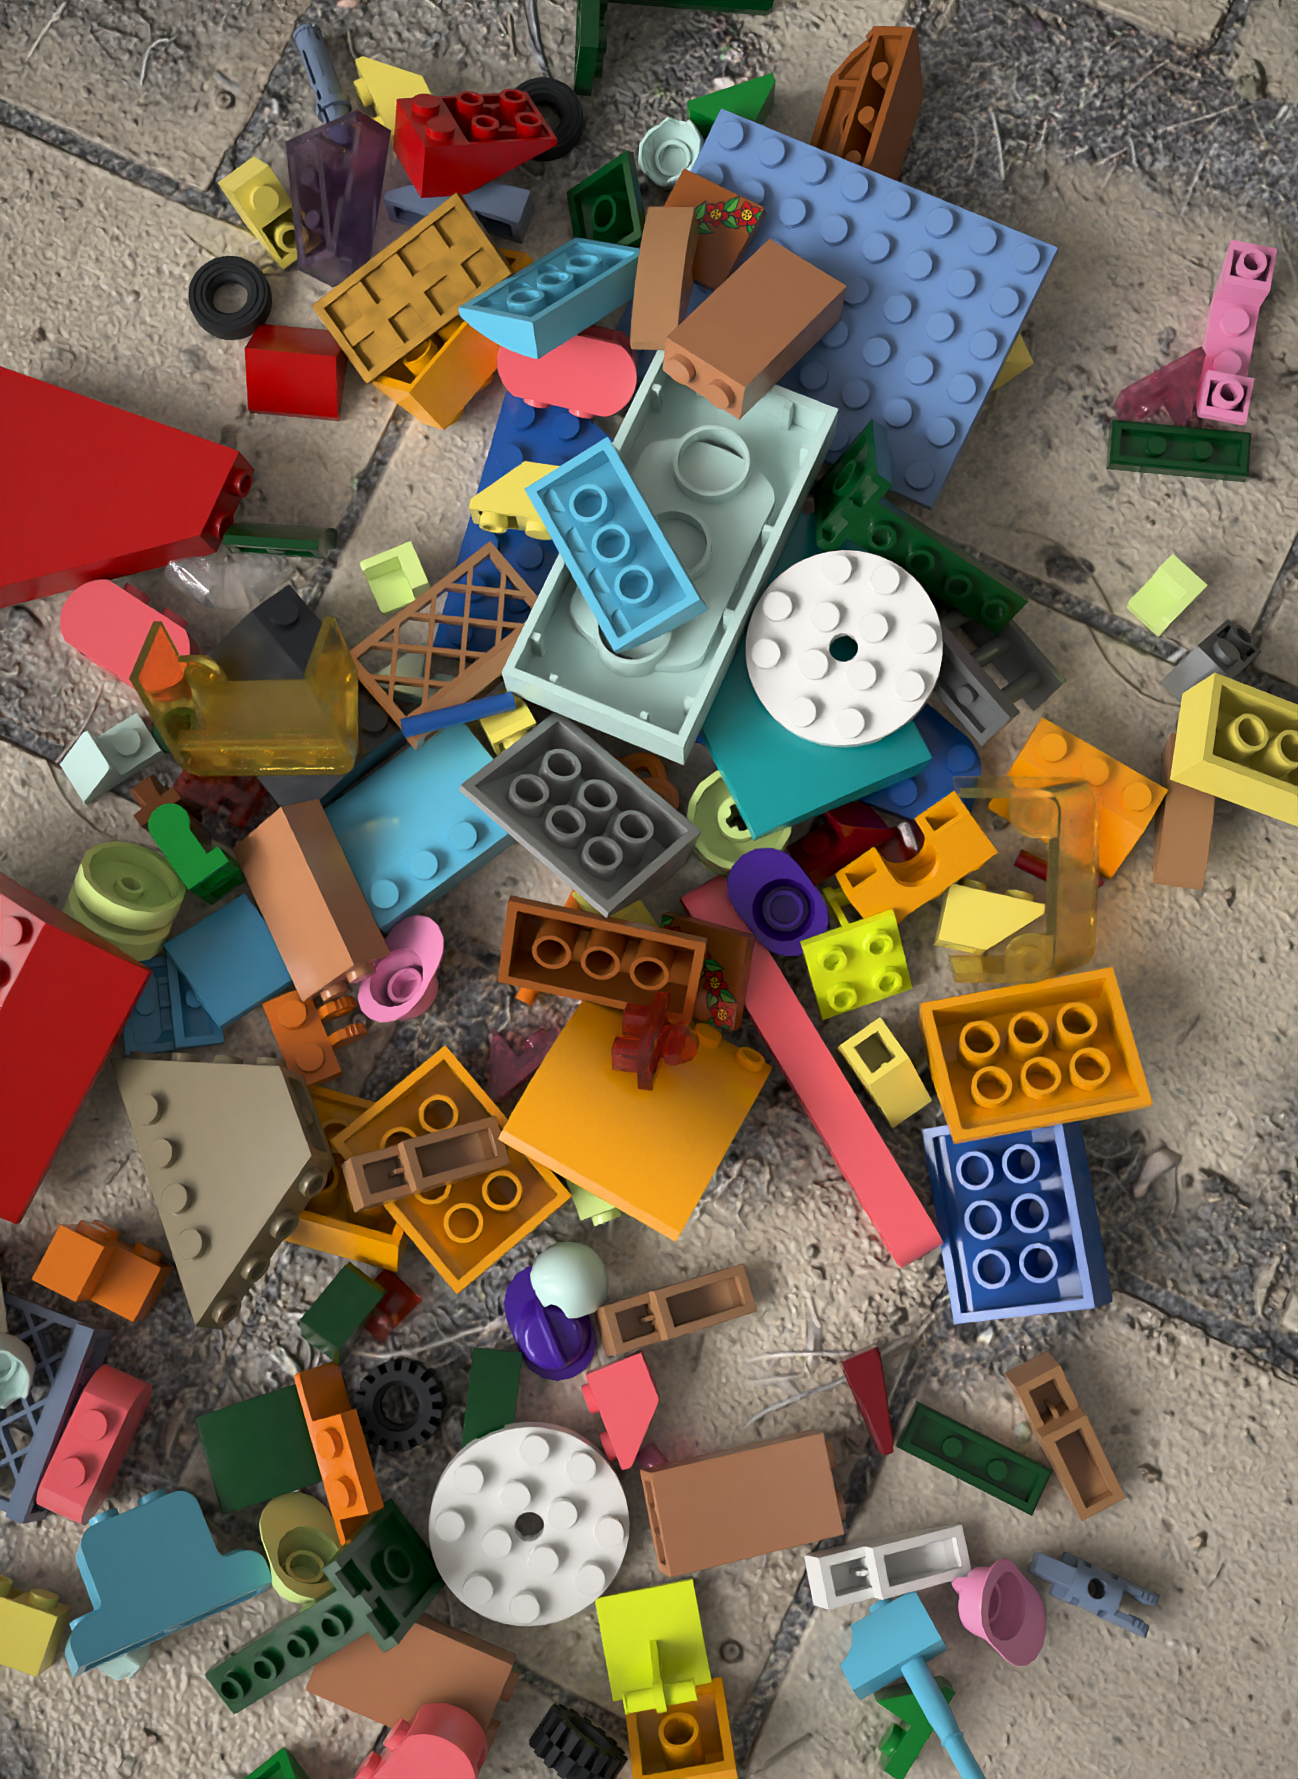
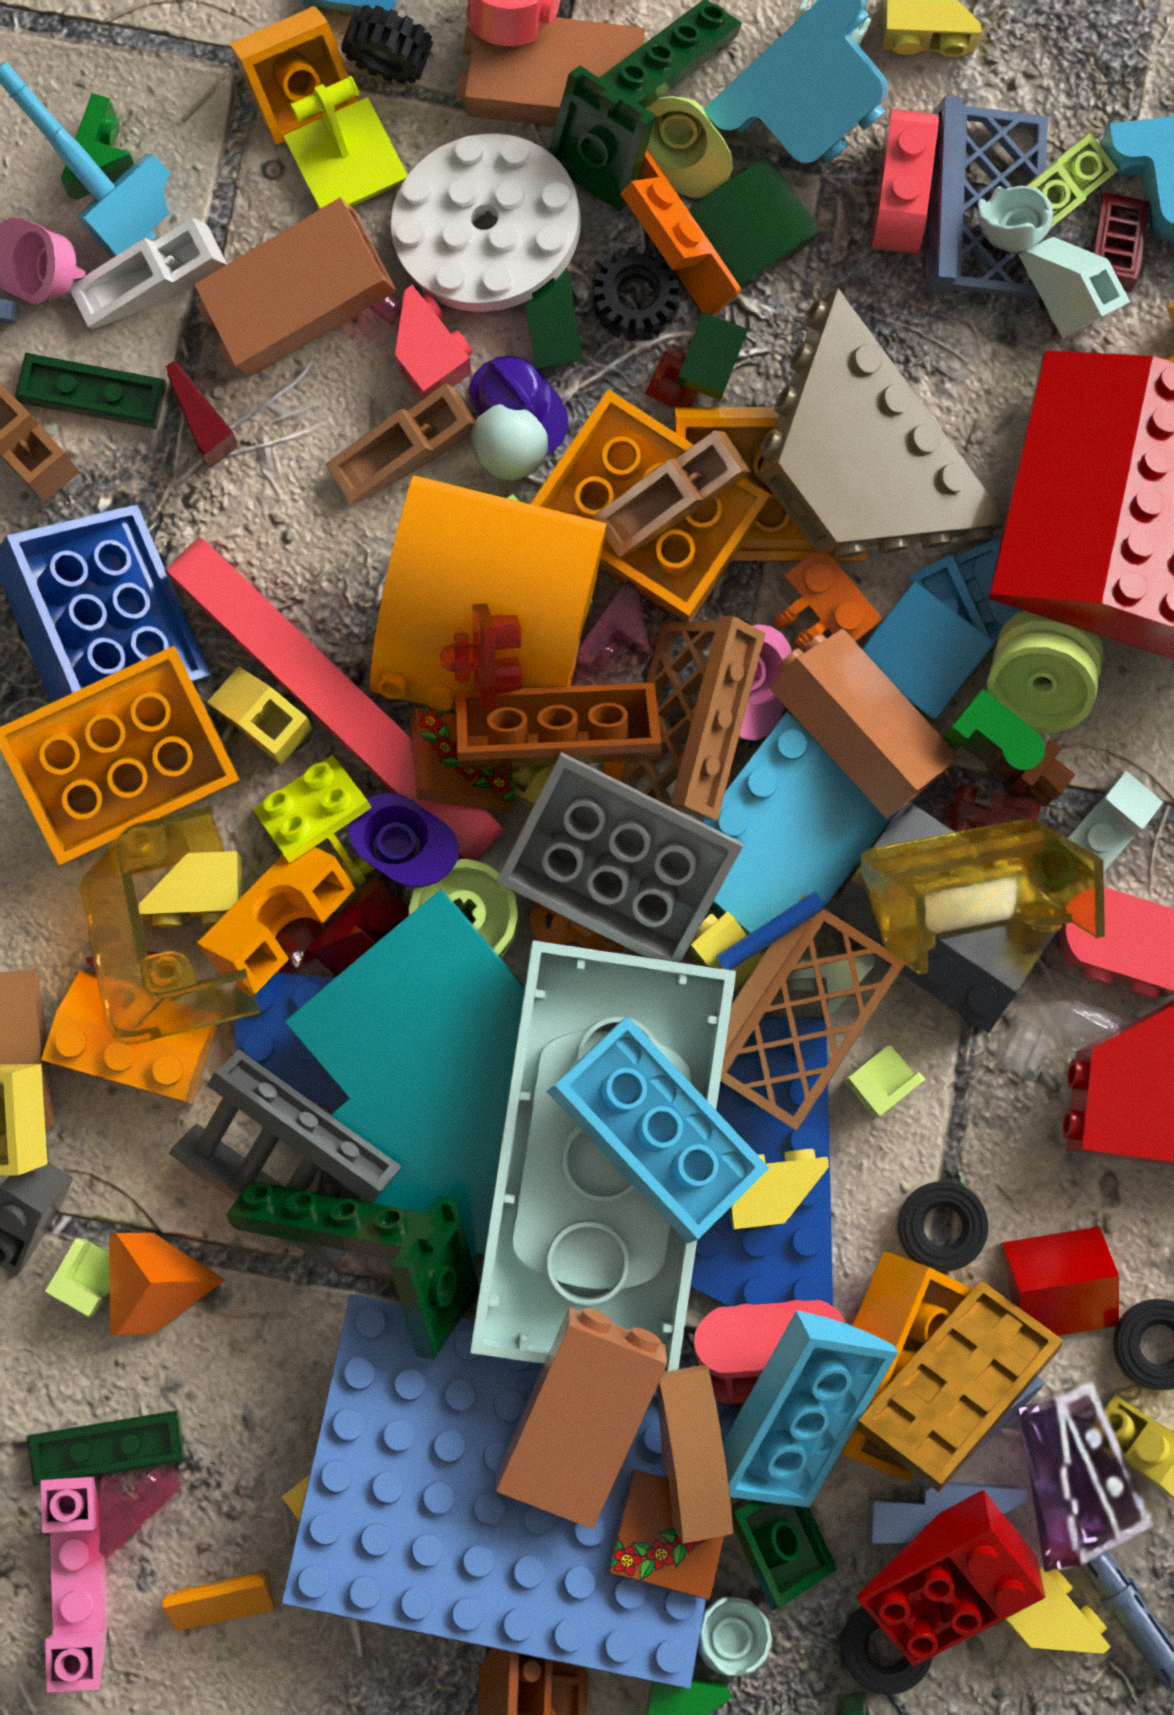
camera: 155 degrees right, 0 degrees up
(95, 1265) = (949, 335): orange brick -> none
(280, 540) = (1014, 1083): dark green slope -> none
(380, 416) = (973, 1220): none -> black tyre
(451, 936) = (712, 723): none -> medium nougat fence
(834, 598) = (390, 1152): white plate -> none
(1106, 578) = (152, 1282): none -> orange slope
(1107, 302) = (219, 1601): none -> light orange slope

